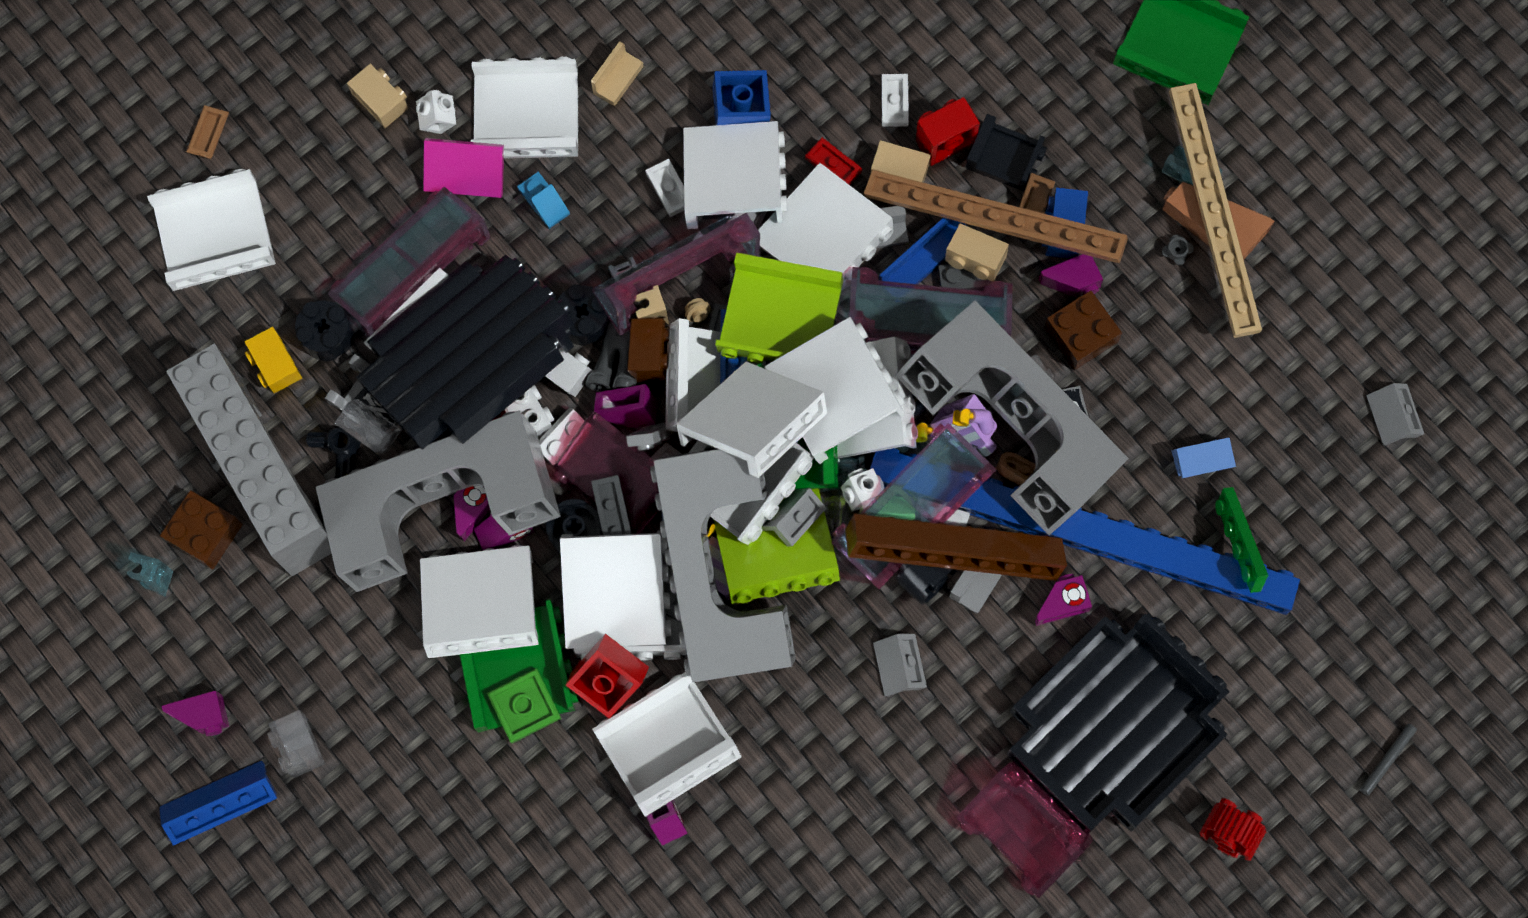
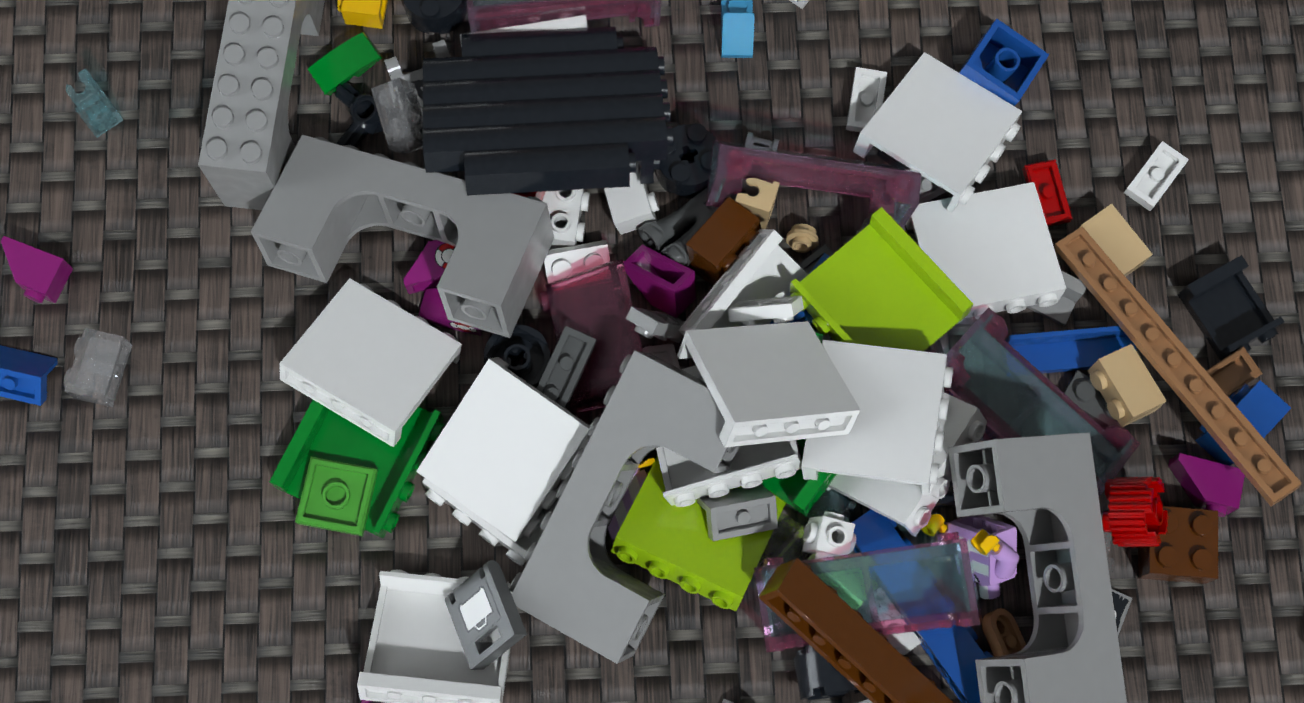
camera: 30 degrees right, 0 degrees up
(201, 530) = (172, 98): reddish brown brick -> none
(297, 420) = (344, 62): none -> green slope
(607, 676) = (433, 530): red brick -> none
(677, 700) = (481, 607): none -> container
(705, 381) = (778, 309): none -> white plate
(947, 130) = (1188, 242): red brick -> none
(1040, 328) = (1135, 511): none -> red brick

